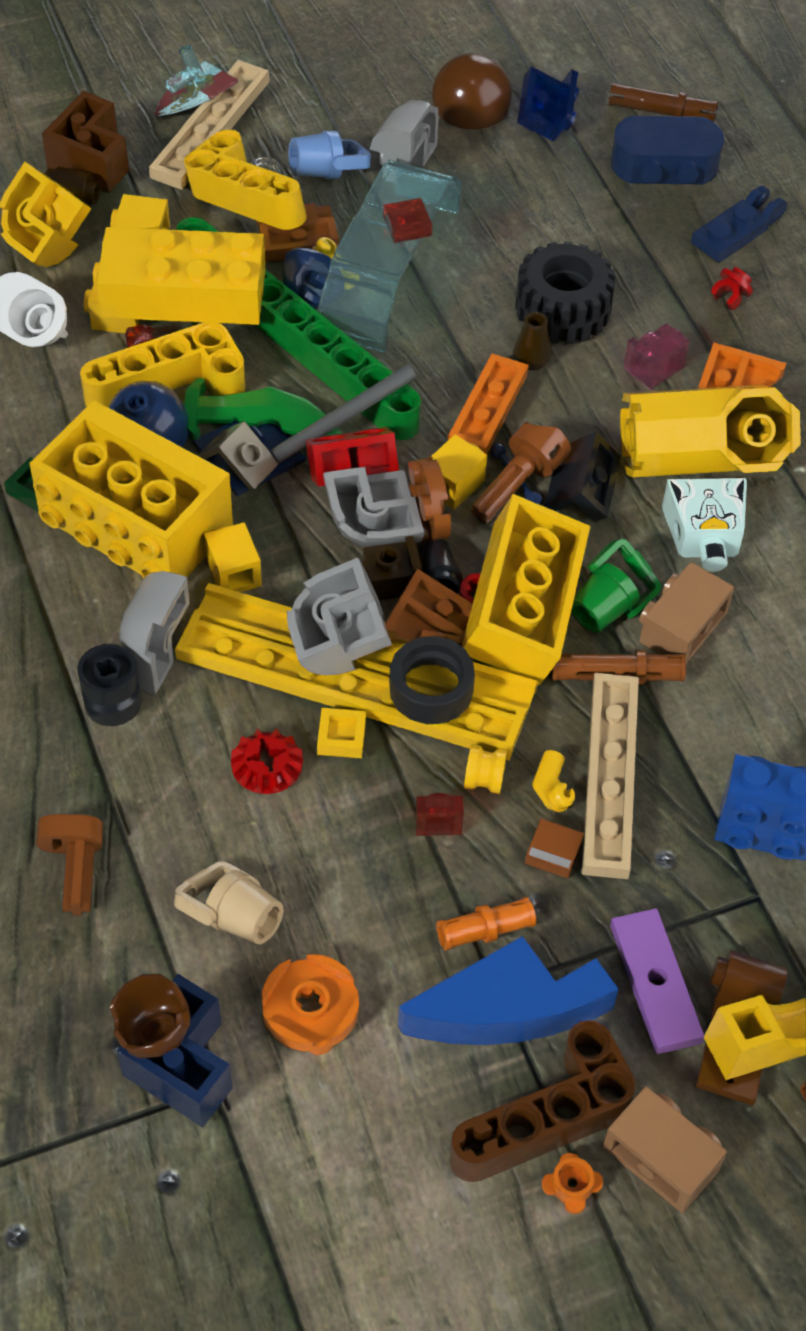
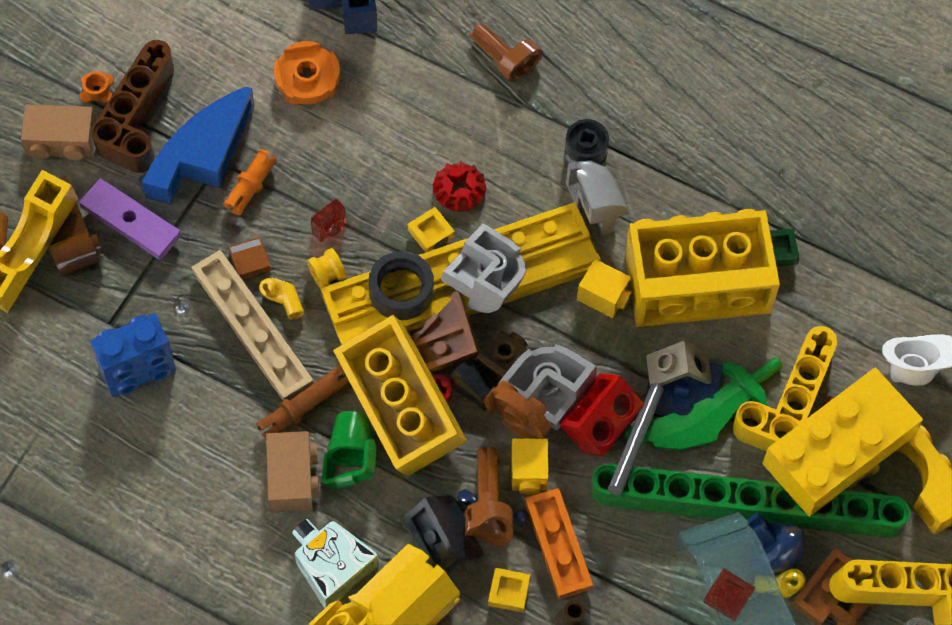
camera: 140 degrees right, 10 degrees up
(154, 408) = (758, 340): dark blue cylinder -> none
(234, 904) = (388, 85): tan piece -> none
(565, 401) = (509, 590): none -> yellow plate

